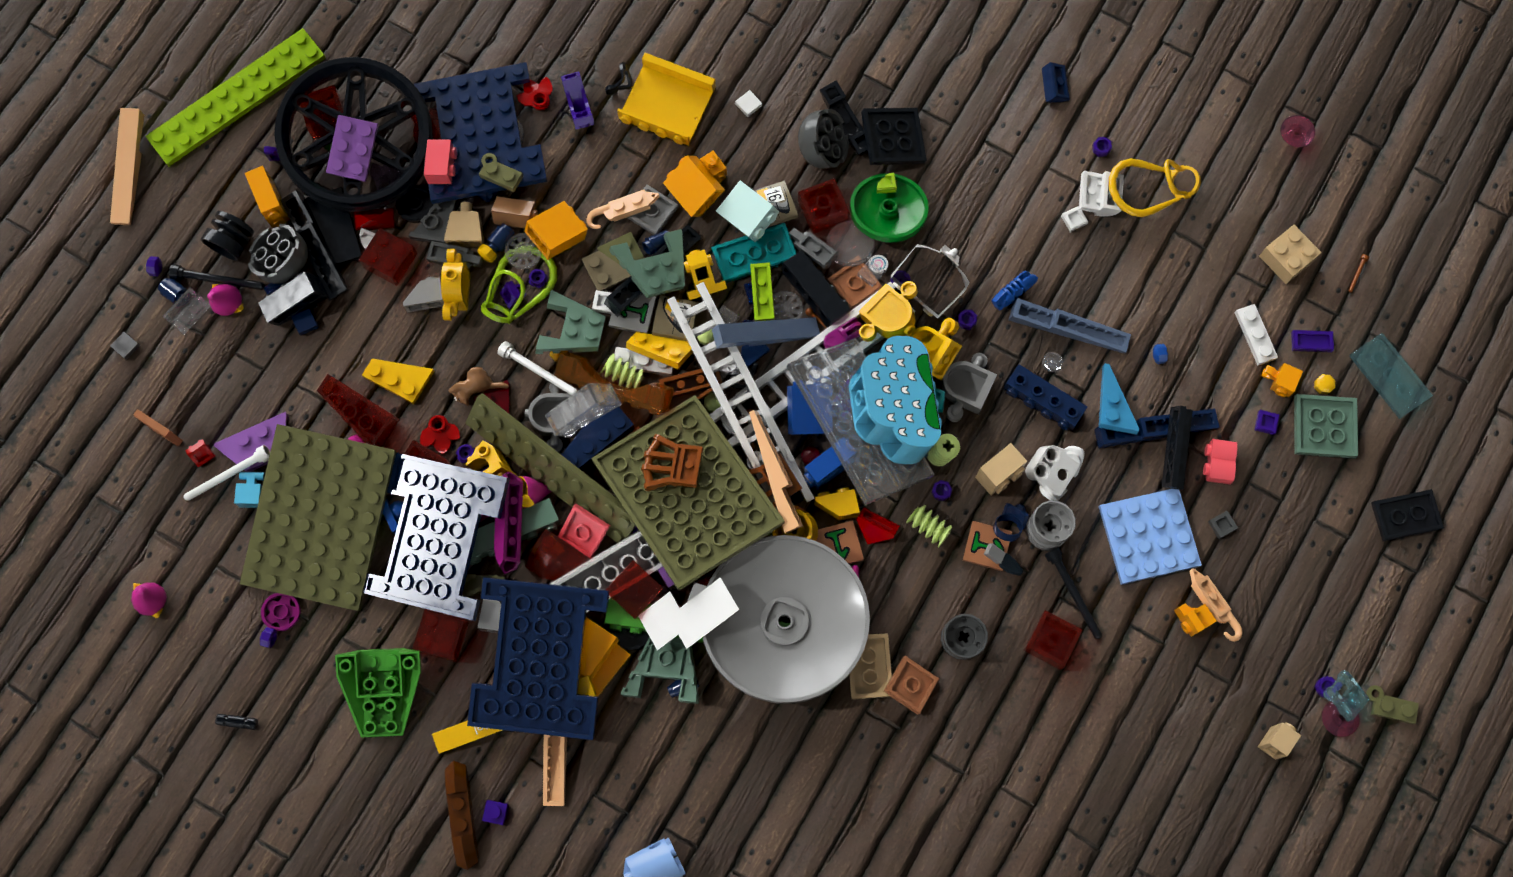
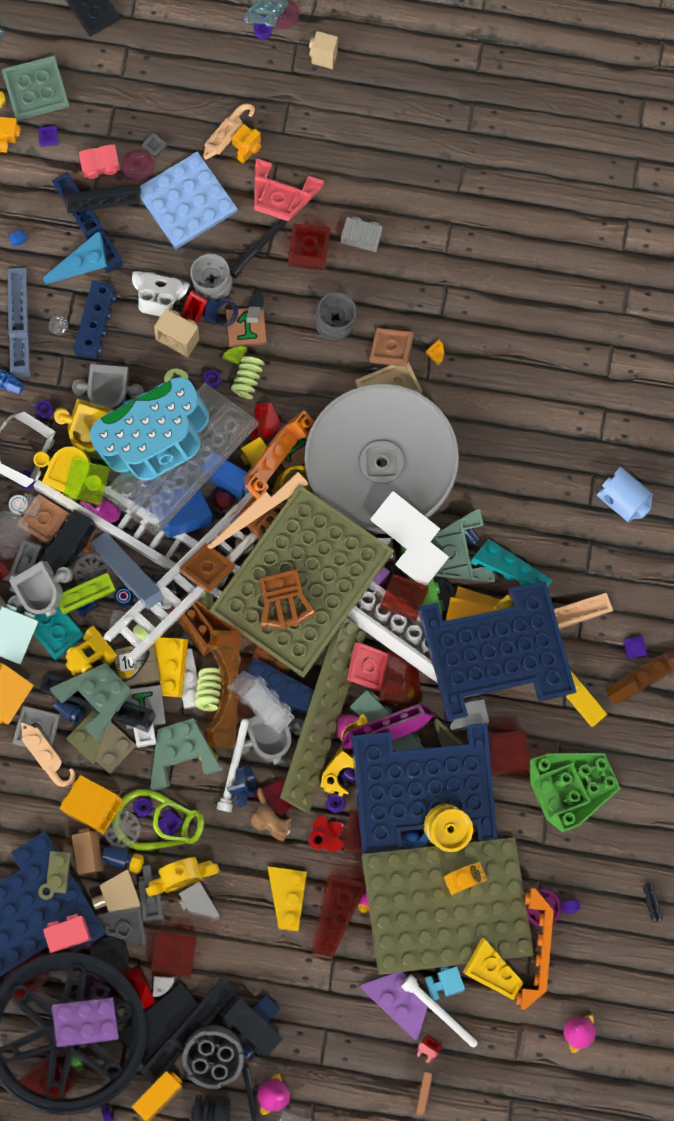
camera: 115 degrees left, 0 degrees up
(202, 568) = (537, 902): none -> orange slope
(238, 535) = (492, 971): none -> yellow wing
(331, 541) = (465, 878): none -> light orange slope
(385, 541) = (458, 824): none -> yellow wheel
(512, 366) = (242, 791): none -> dark blue piece
(634, 710) = (500, 560): none -> teal wing
(735, 403) = (207, 568): none -> dark orange plate
(779, 248) = (39, 589): none -> light grey piece
(831, 514) = (276, 451): none -> orange slope
(869, 323) = (86, 481): none -> clear neon green tile
(890, 732) = (436, 352): none -> light orange tile
(961, 524) = (235, 354): none -> lime tile
(1021, 495) = (194, 307): none -> red slope
(1050, 702) = (361, 234): none -> light grey brick
(1119, 628) = (280, 199): none -> coral wing
(1202, 509) = (134, 171): none -> clear pink piece

